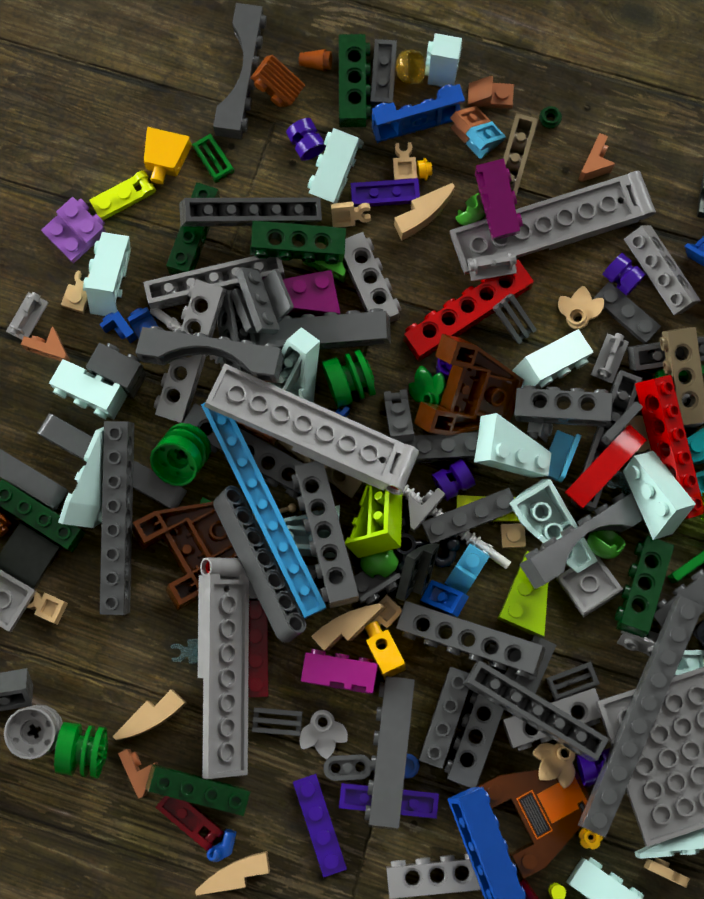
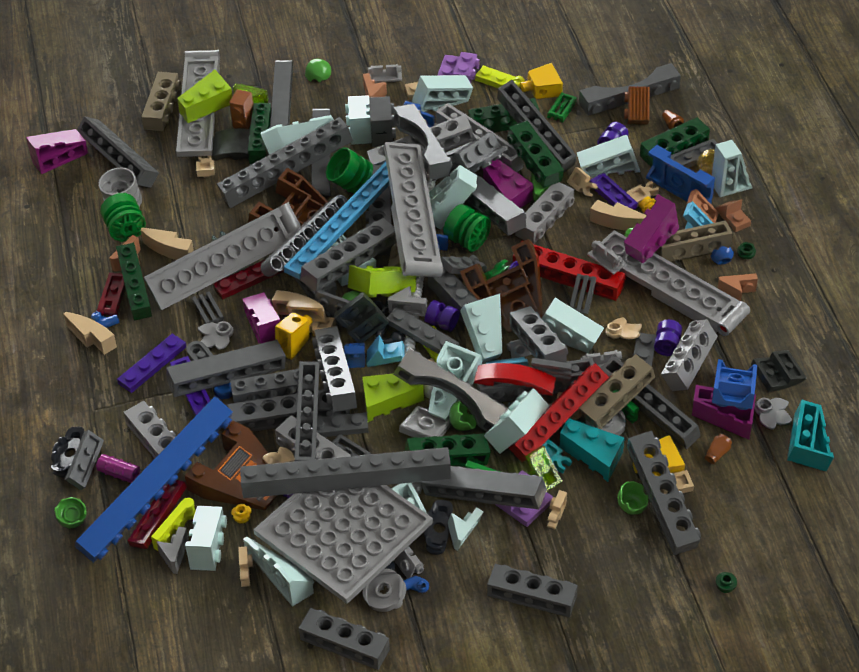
camera: 60 degrees right, 30 degrees down
(545, 146) = (722, 255): none -> blue plate

